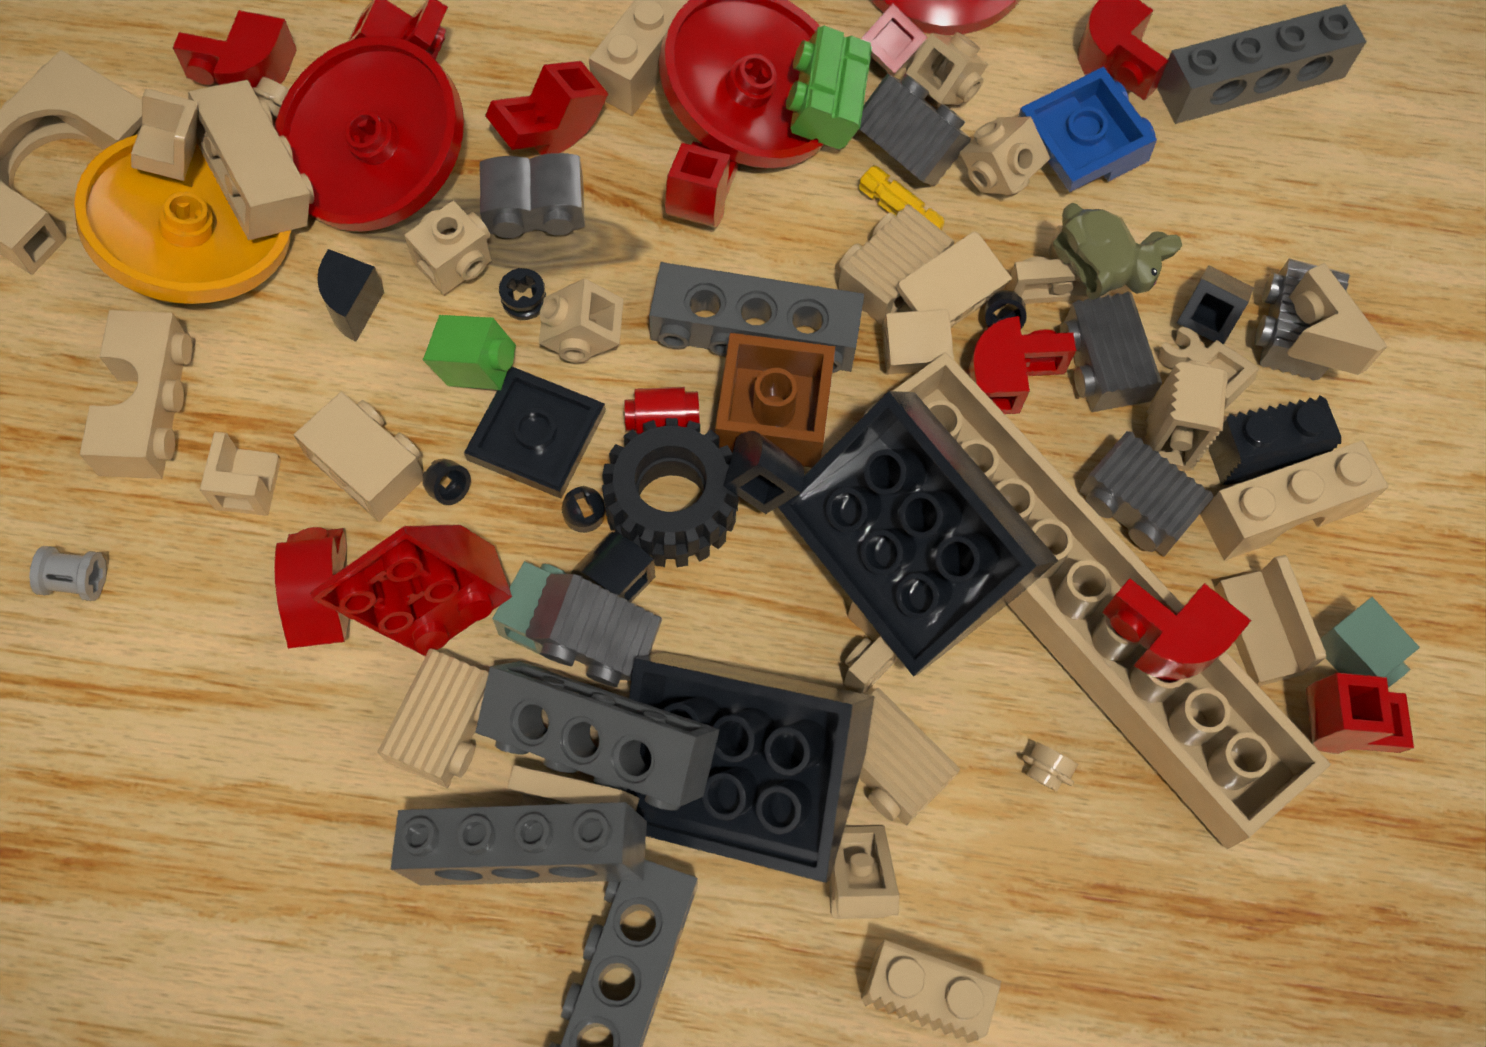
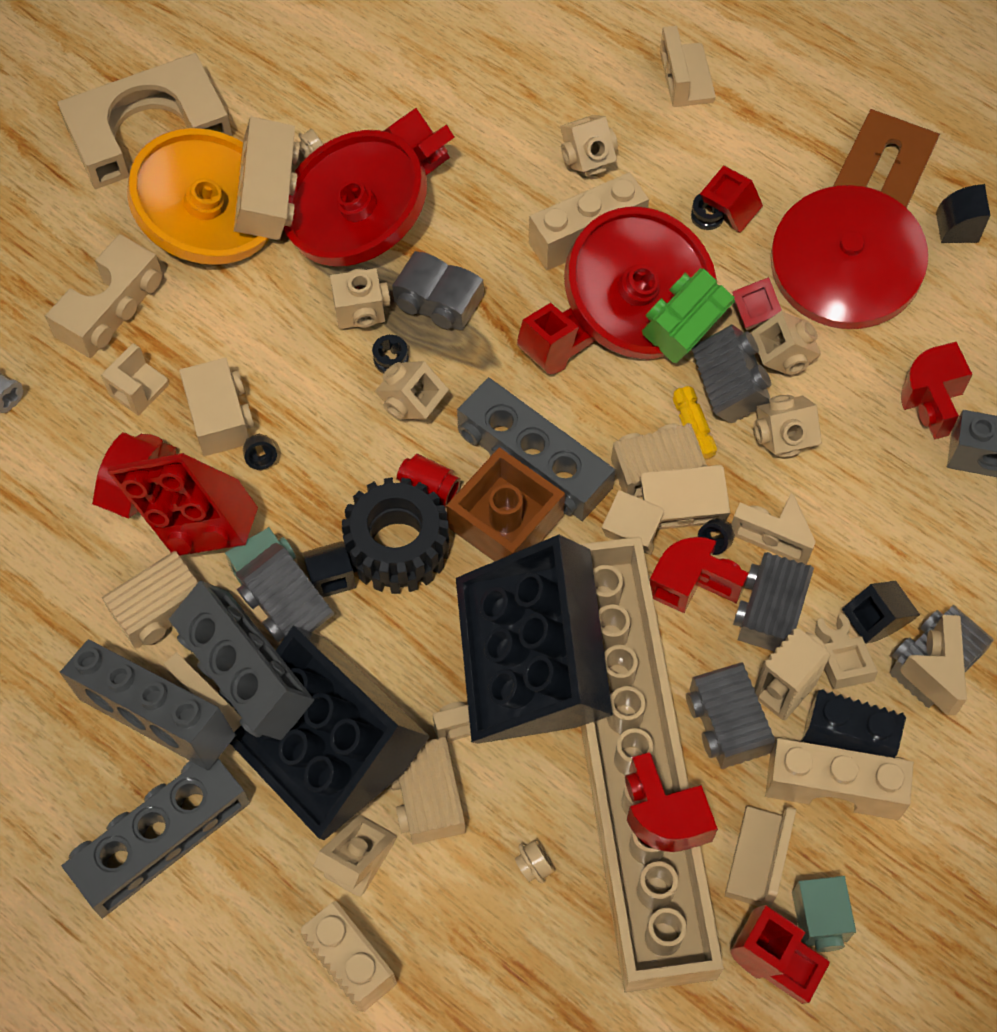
camera: 35 degrees right, 5 degrees down
(166, 135) = (221, 139): tan panel -> none
(253, 50) = (317, 108): red brick -> none
(349, 291) = (276, 296): black brick -> none
(470, 352) = (326, 374): bright green brick -> none
(535, 432) = (339, 450): black tile -> none
(556, 112) = (485, 245): red brick -> none
(573, 515) = (327, 513): black hinge -> none
(763, 472) = (457, 551): black brick -> none
(1091, 130) = (866, 438): blue plate -> none
(1107, 254) = (806, 532): olive animal -> none

